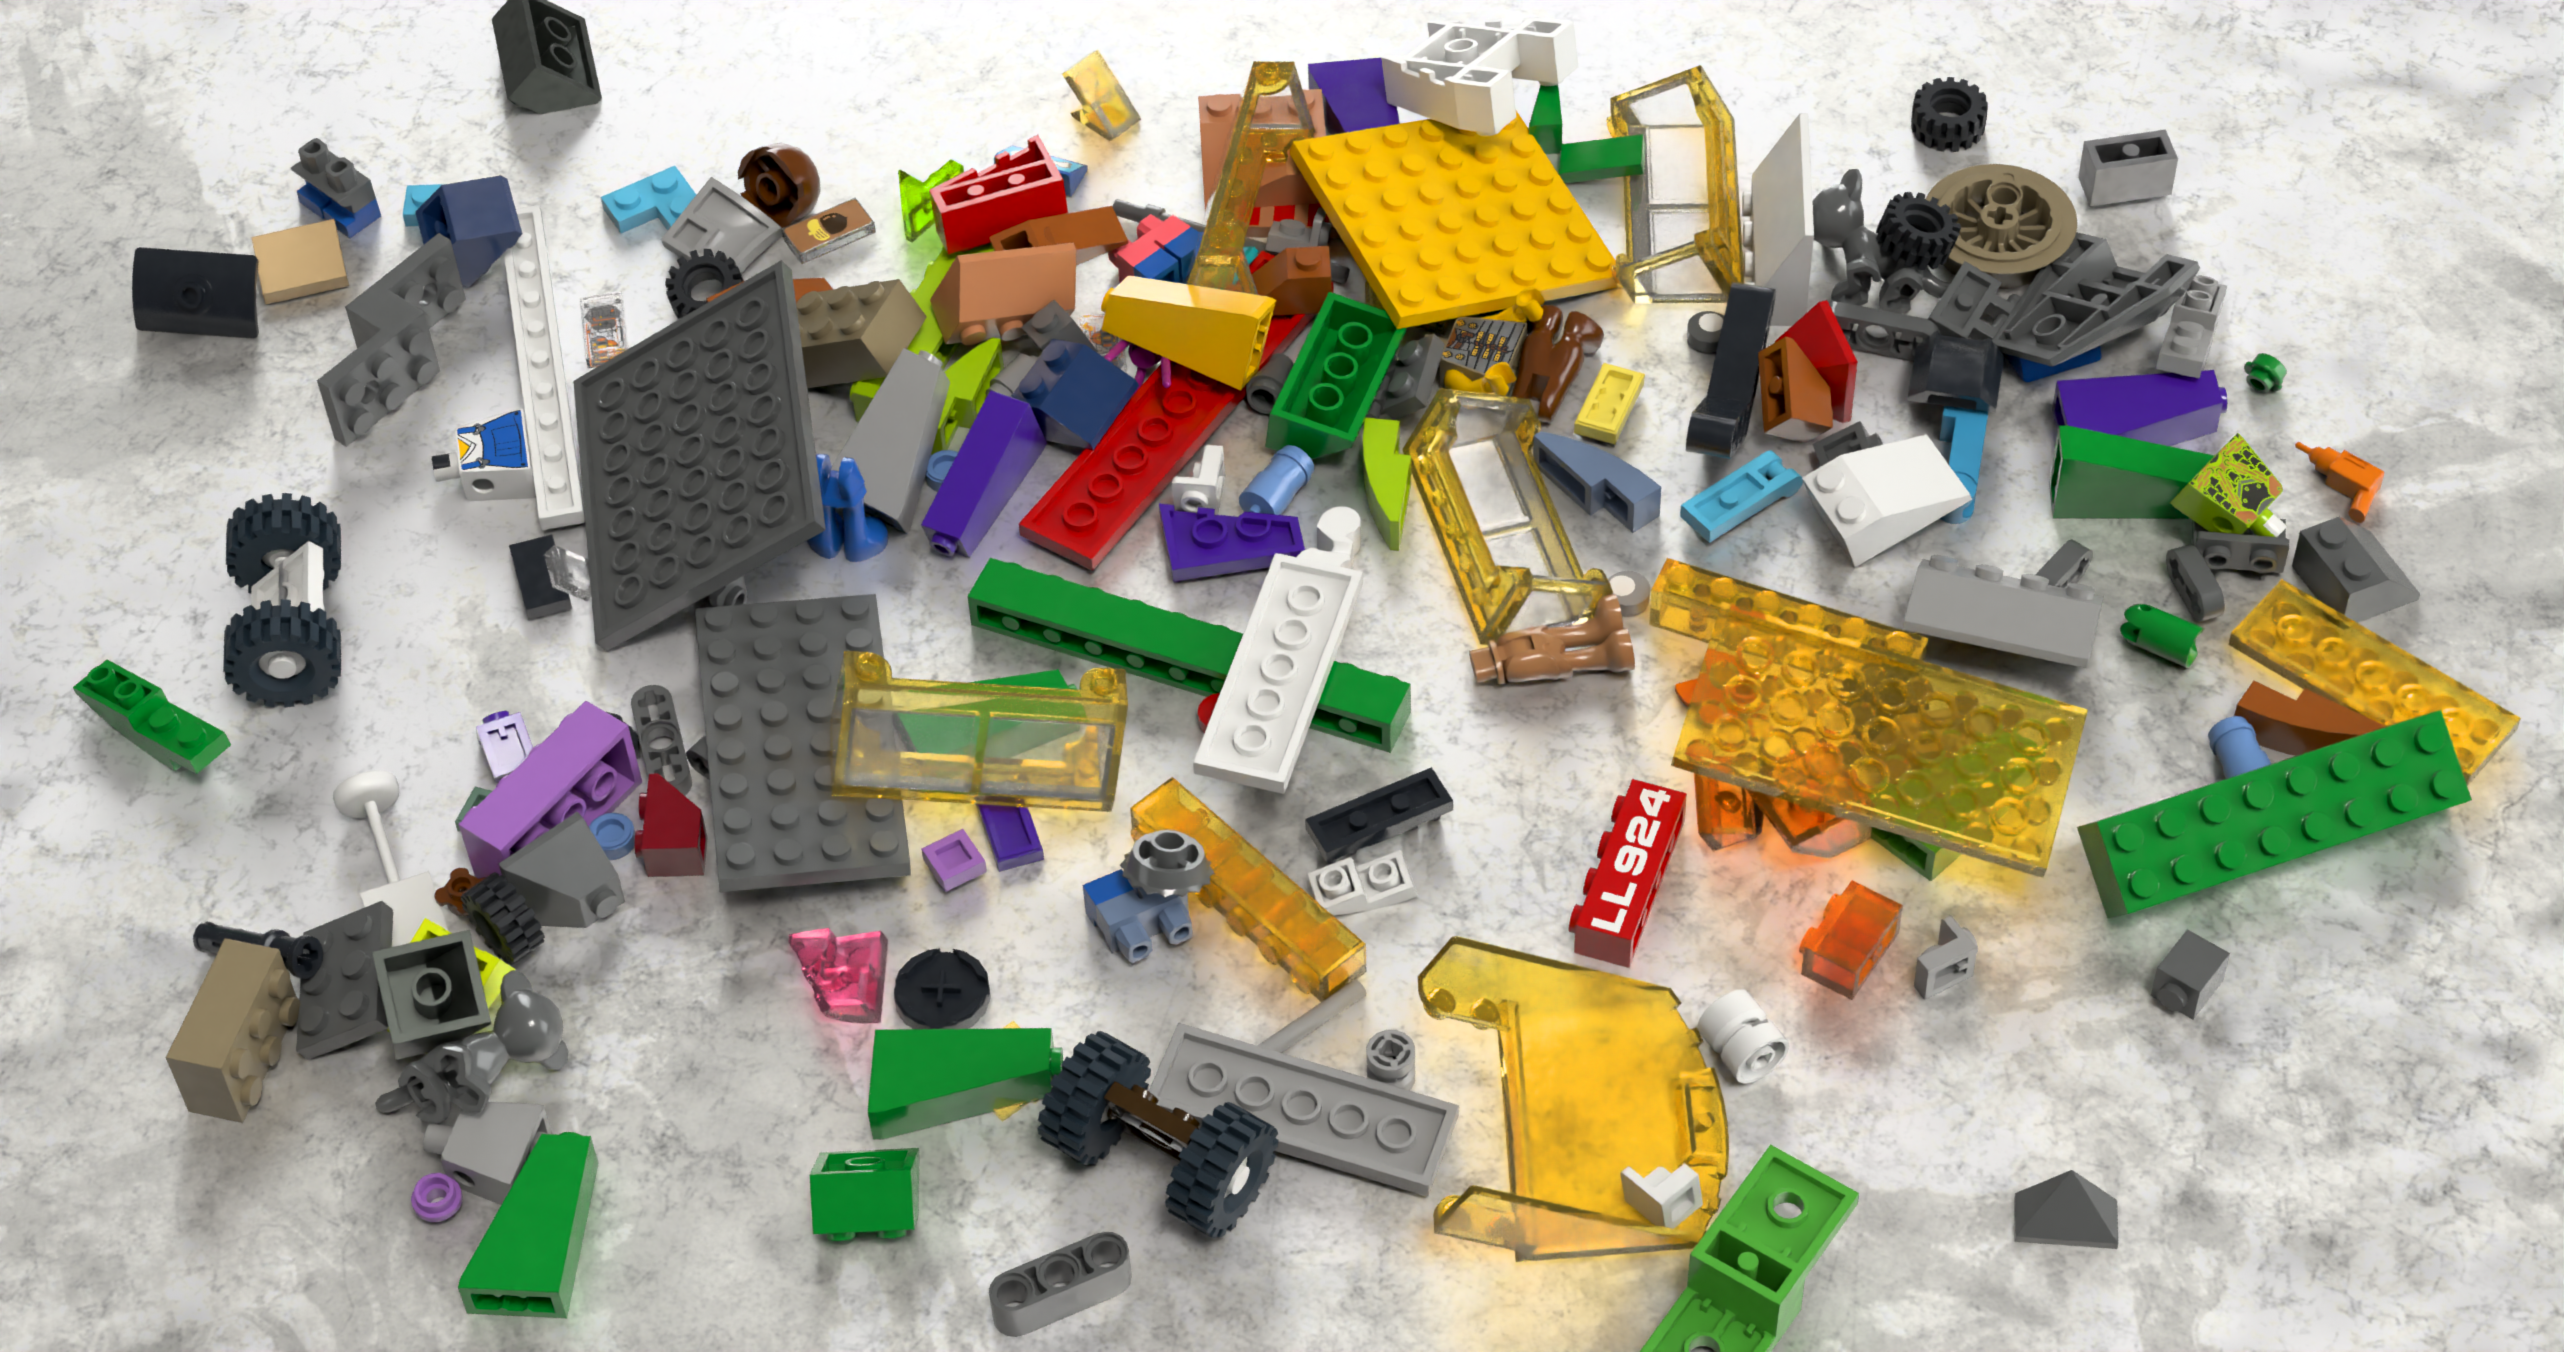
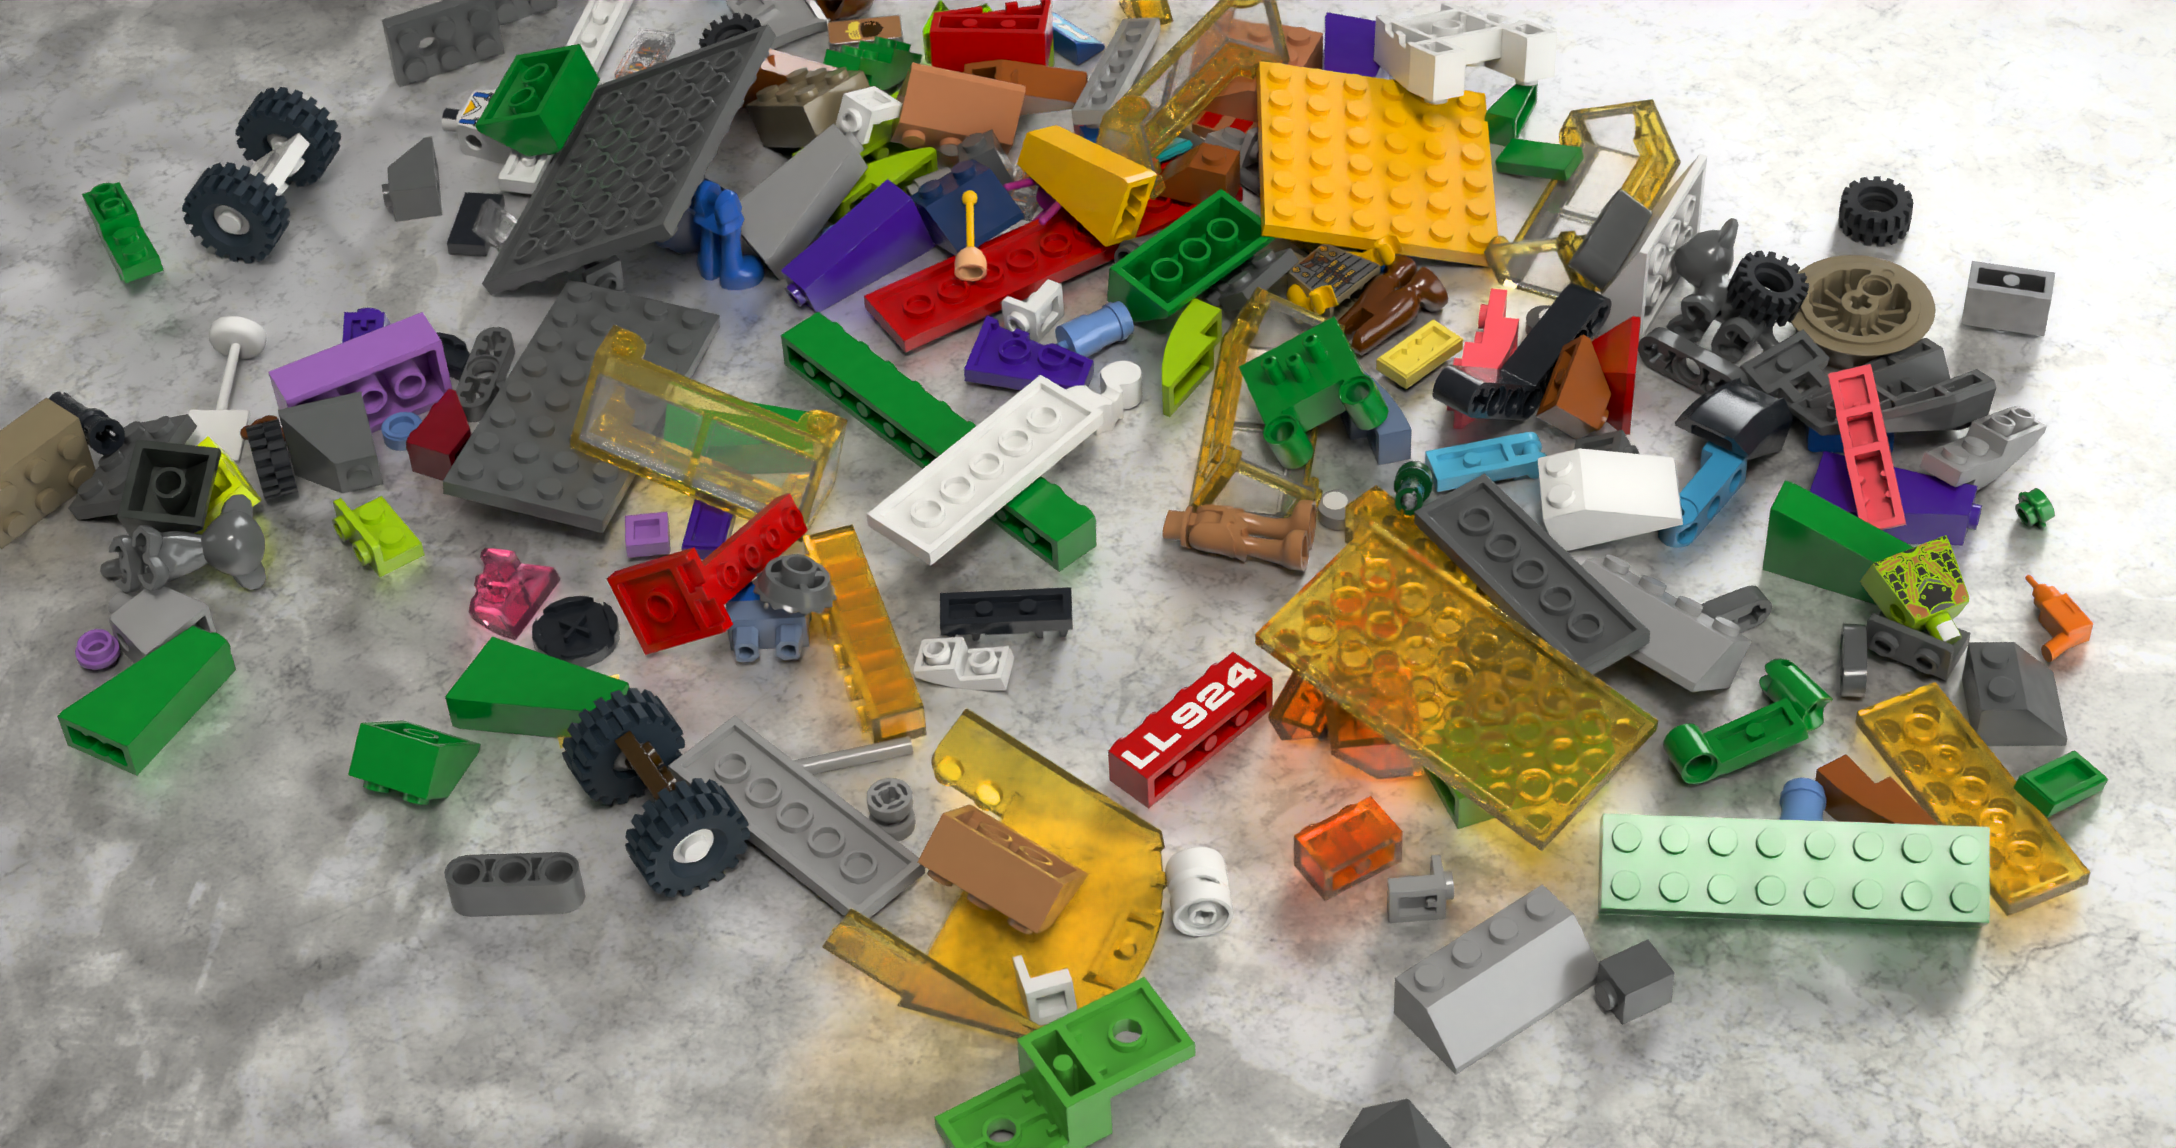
camera: 25 degrees right, 5 degrees down
(449, 554) = (414, 183): none -> dark grey slope
(542, 417) = (540, 100): none -> green slope
(661, 961) = (377, 535): none -> lime bracket
(875, 257) = (882, 62): none -> green slope
(923, 322) = (863, 109): none -> white bracket
(1068, 910) = (684, 598): none -> red bracket
(1115, 451) = (970, 261): none -> light nougat hinge
(1136, 195) = (1116, 69): none -> light grey plate
(1538, 472) = (1307, 385): none -> green piece
(1552, 1086) = (1000, 869): none -> medium nougat slope
(1678, 380) = (1491, 346): none -> coral slope
(1702, 549) = (1412, 486): none -> dark green pin
(1745, 226) = (1610, 239): none -> dark grey beam
(1879, 601) = (1530, 574): none -> dark grey plate
(2067, 1021) = (1496, 979): none -> light grey slope
(2109, 367) = (1866, 447): none -> coral slope
(2141, 702) = (1734, 744): none -> green plate
(2445, 640) = (2060, 783): none -> green tile

